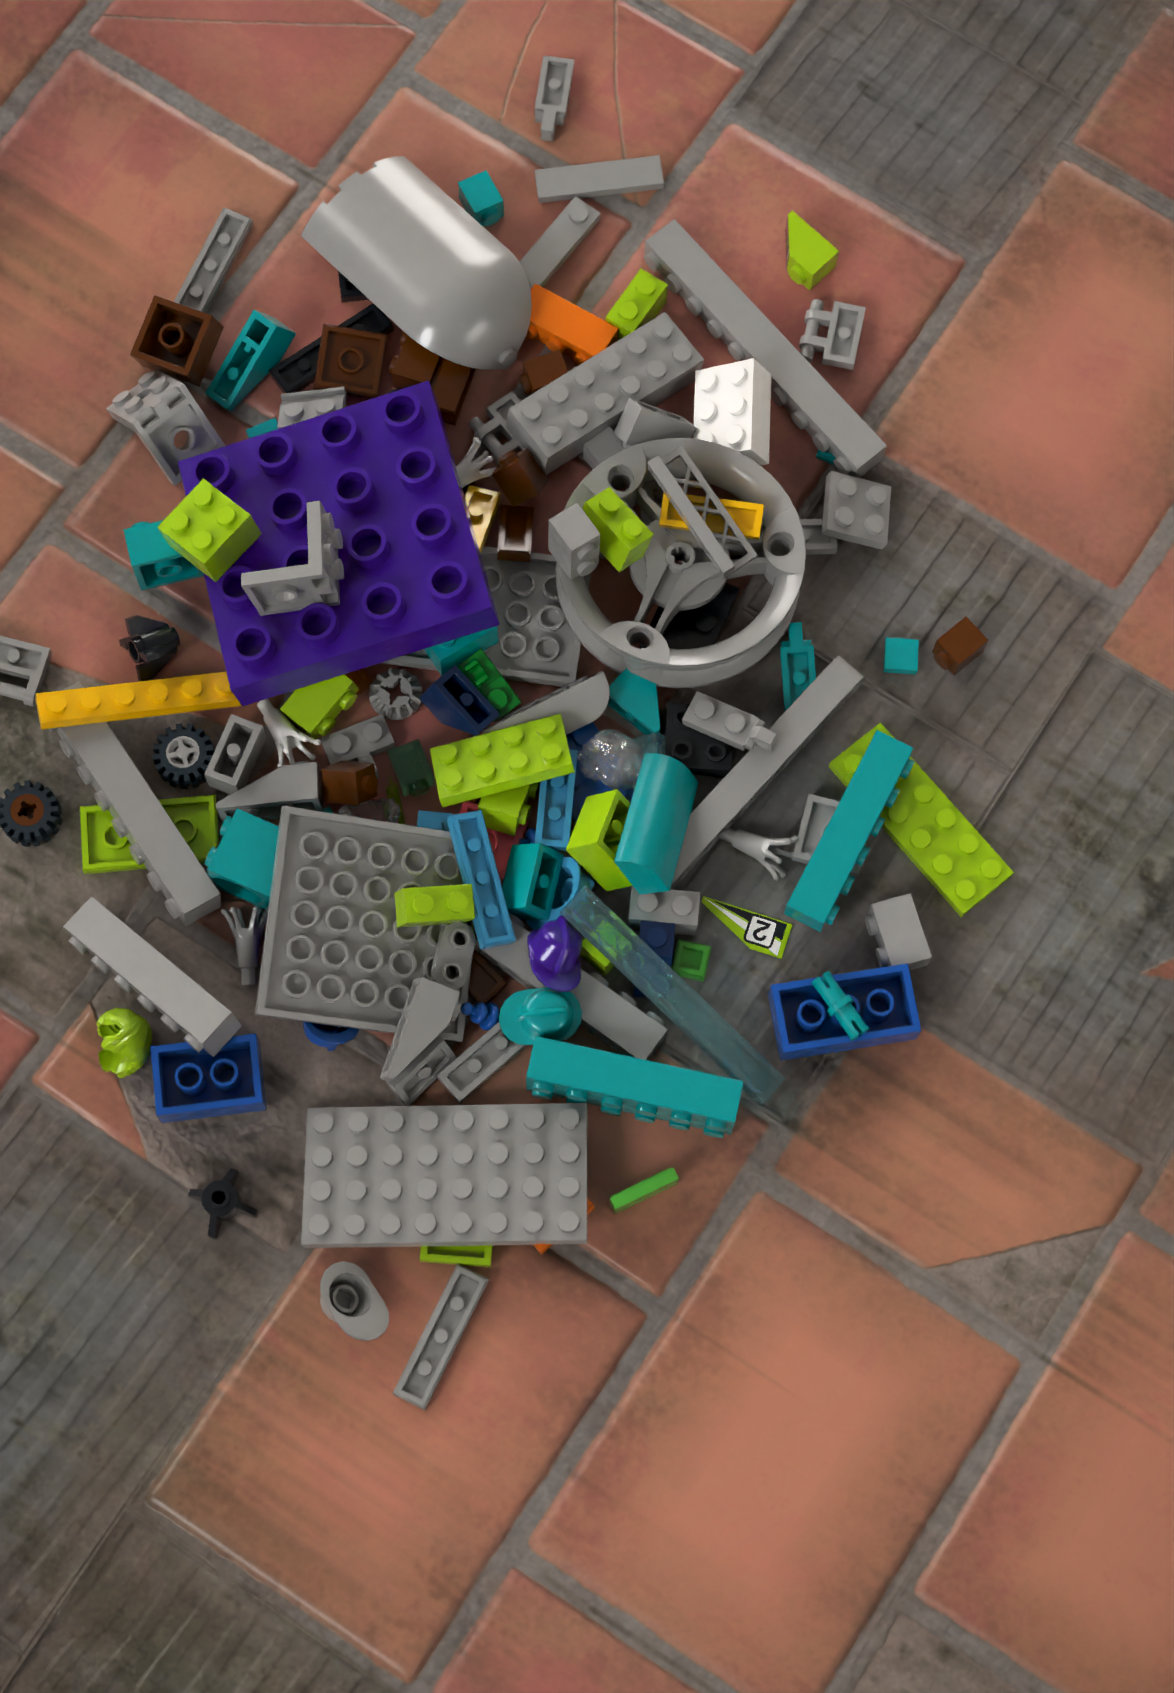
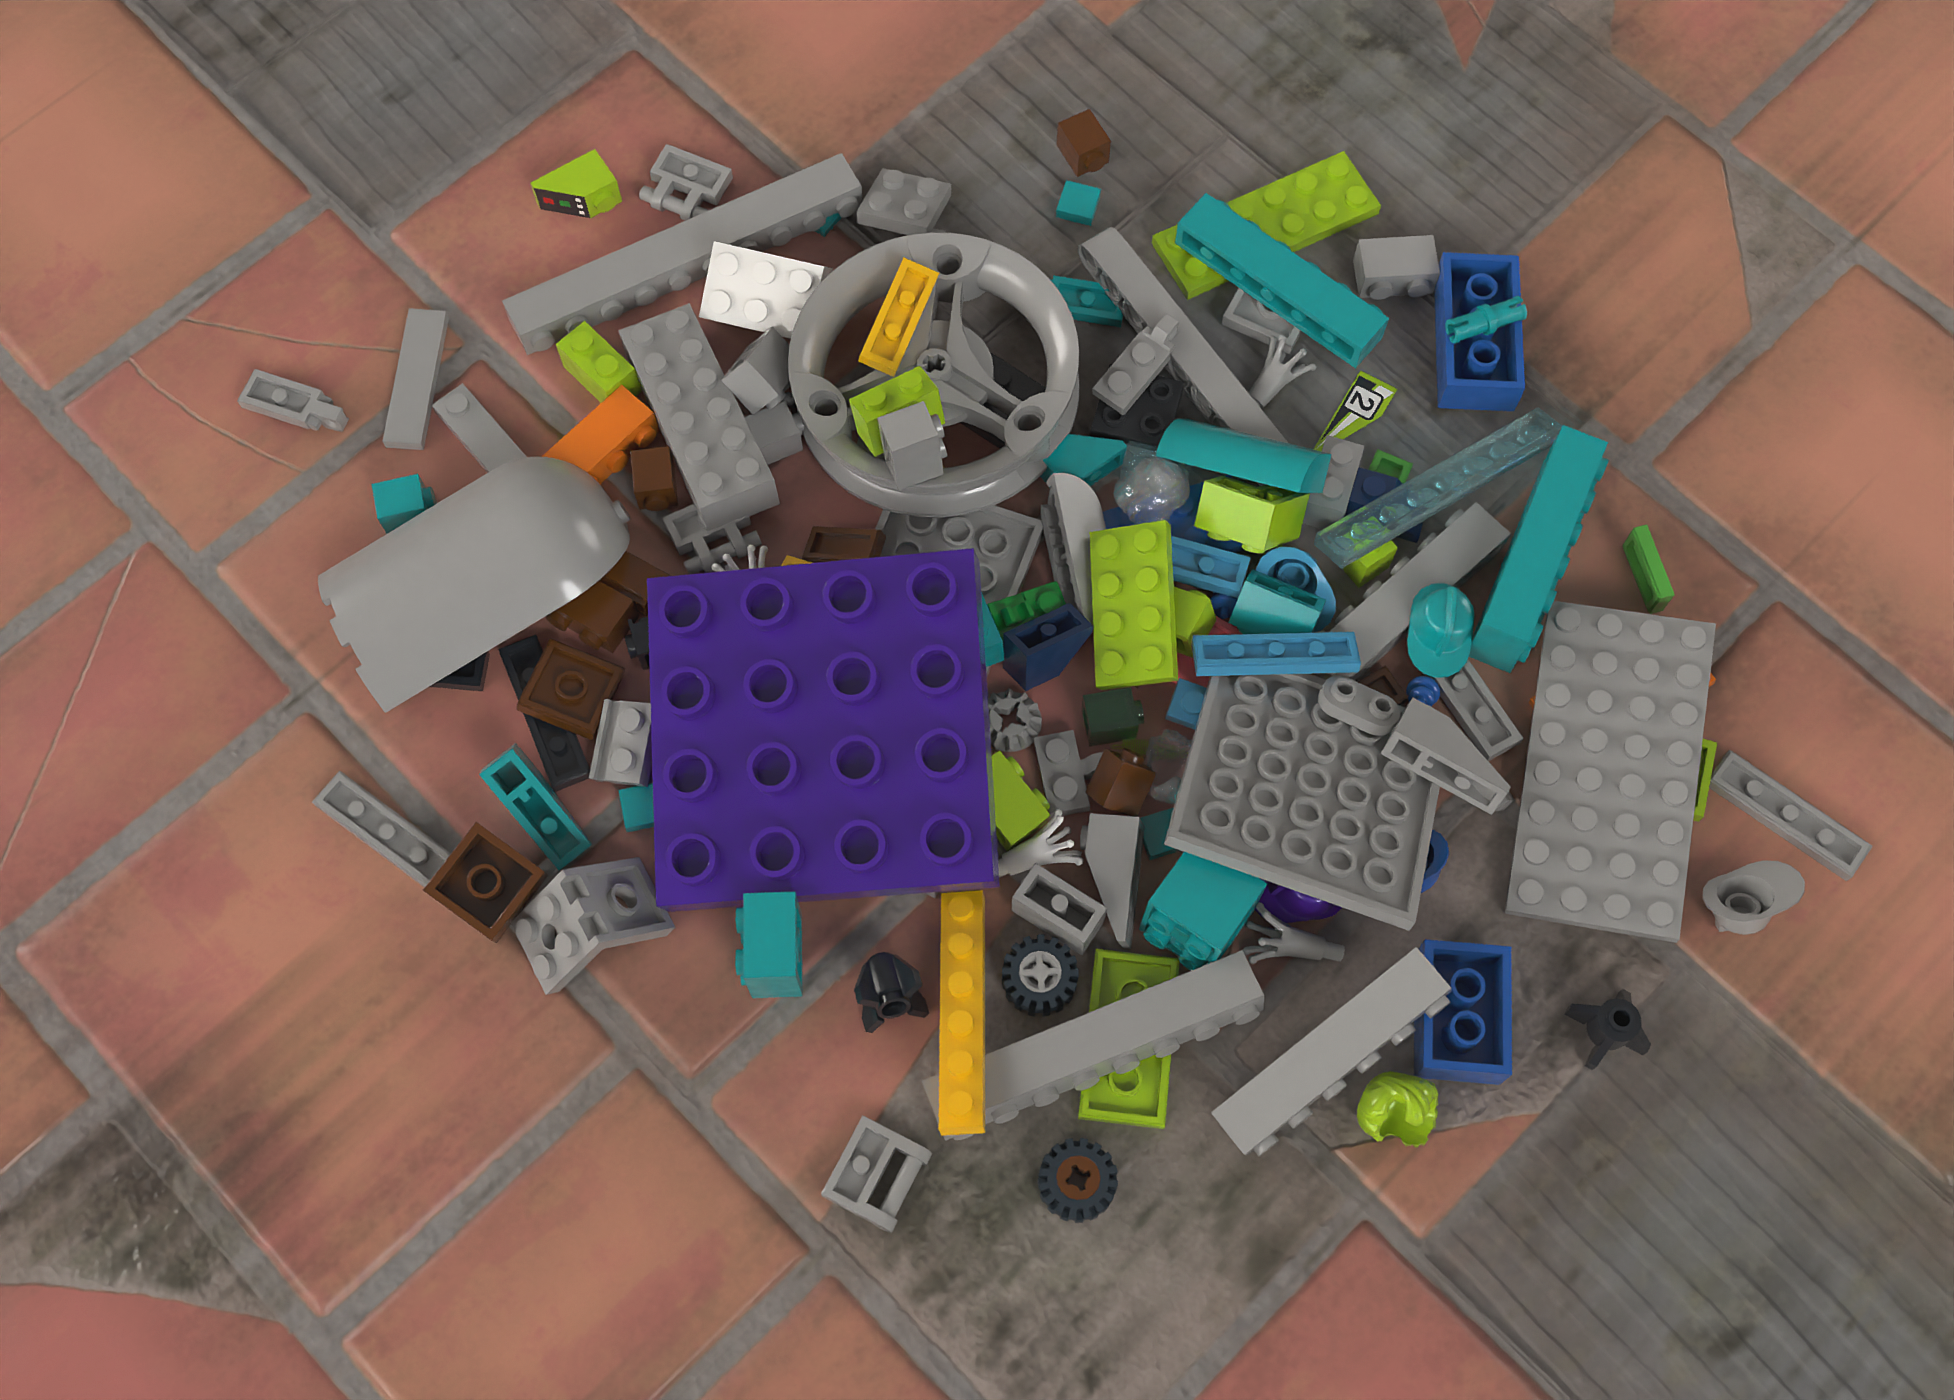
camera: 75 degrees left, 5 degrees down
(209, 530) = (784, 860): lime brick -> none
(301, 585) = (874, 721): light grey bracket -> none
(434, 905) = (1307, 703): lime brick -> none
(519, 476) = (779, 524): reddish brown brick -> none
(555, 955) = (1373, 591): dark purple piece -> none
(692, 518) = (898, 327): light grey fence -> none

